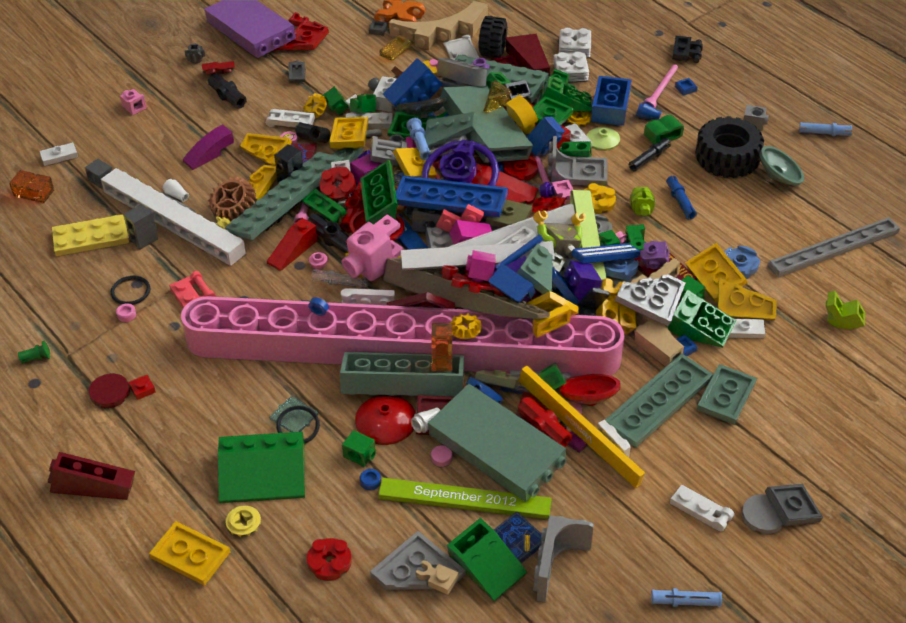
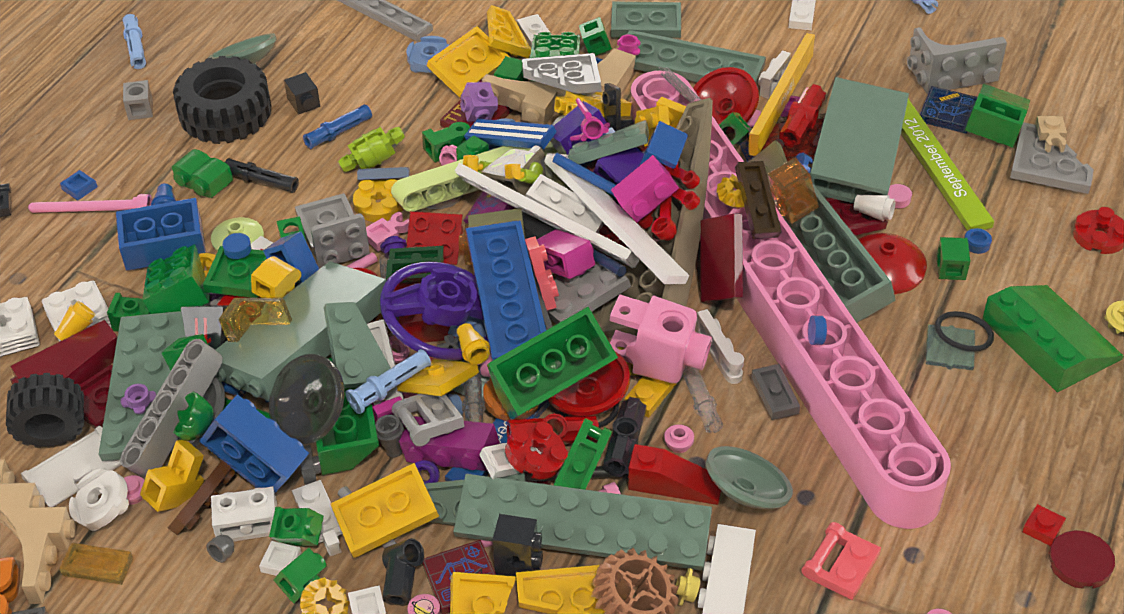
camera: 115 degrees left, 0 degrees up
(260, 254) = (748, 478): none -> sand green dish
(421, 171) = (473, 345): none -> yellow cone
(430, 50) = (97, 513): none -> white plate
(444, 71) = (195, 419): none -> green hair
(459, 318) = (758, 200): none -> dark brown plate
(519, 188) = (405, 256): none -> dark green slope
(552, 255) = (590, 126): none -> dark pink plant
(556, 55) = (75, 320): none -> yellow cone
(565, 110) = (237, 245): none -> blue tile
(577, 342) = (679, 90): none -> light grey piece
(618, 204) = (381, 173): none -> sand blue tile
(685, 359) = (629, 44): none -> dark pink plate
(716, 351) = (595, 36): none -> green brick
(723, 187) = (302, 93): none -> black brick

